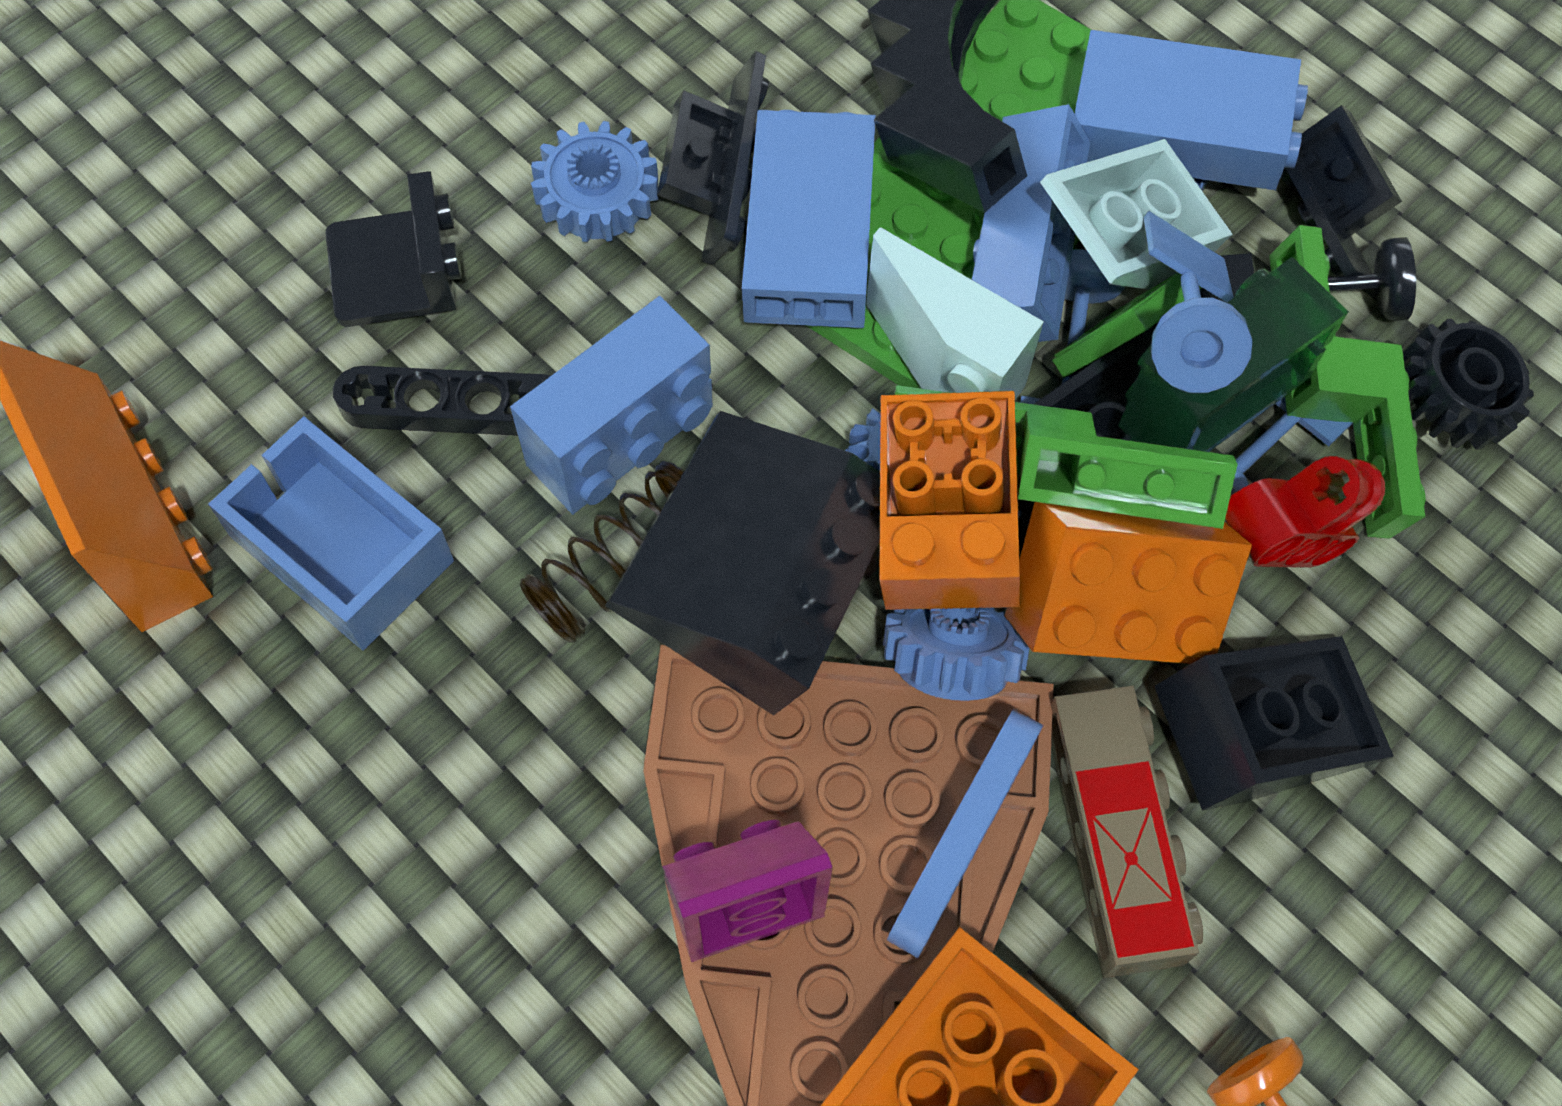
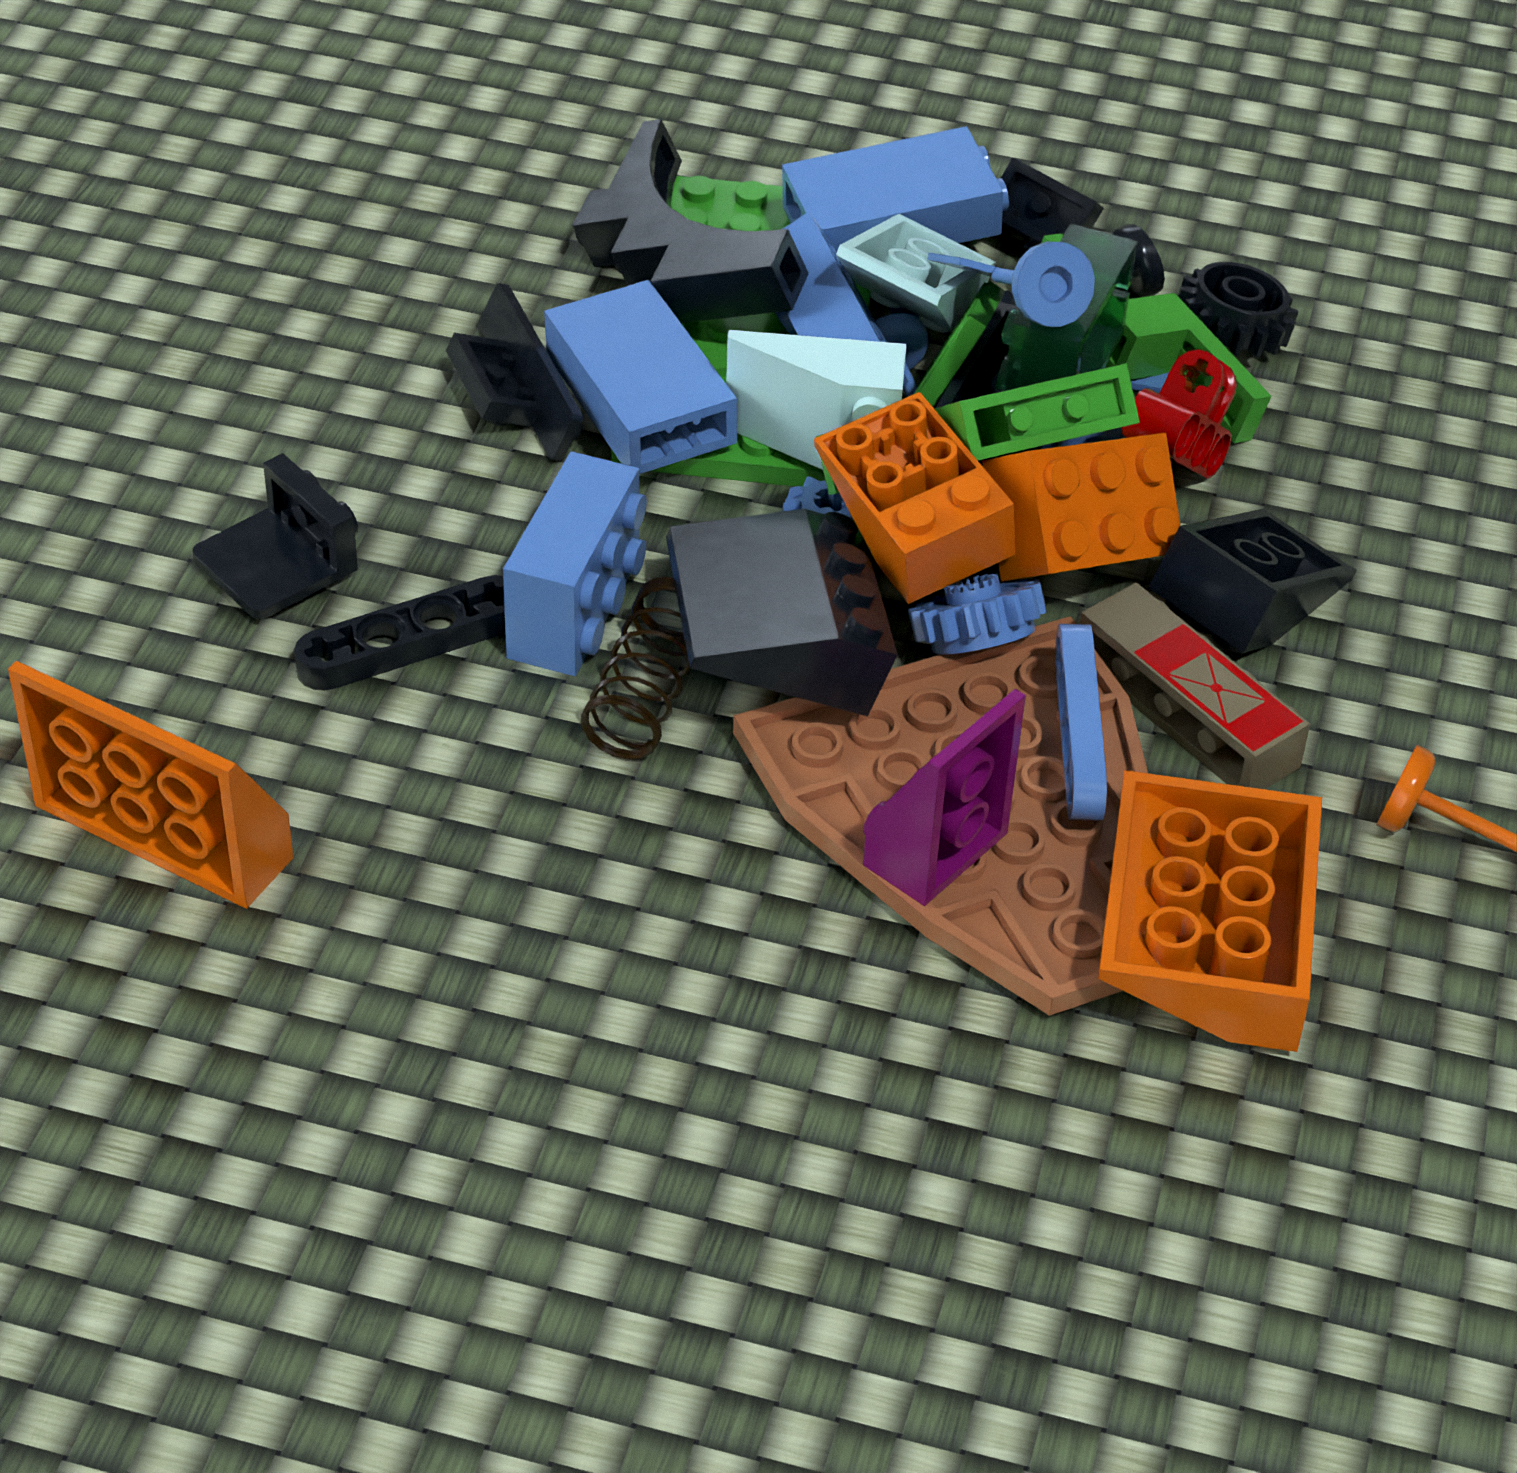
camera: 30 degrees left, 20 degrees down
(334, 533) = (388, 745): medium blue piece -> none
(595, 182) = (418, 432): medium blue gear -> none

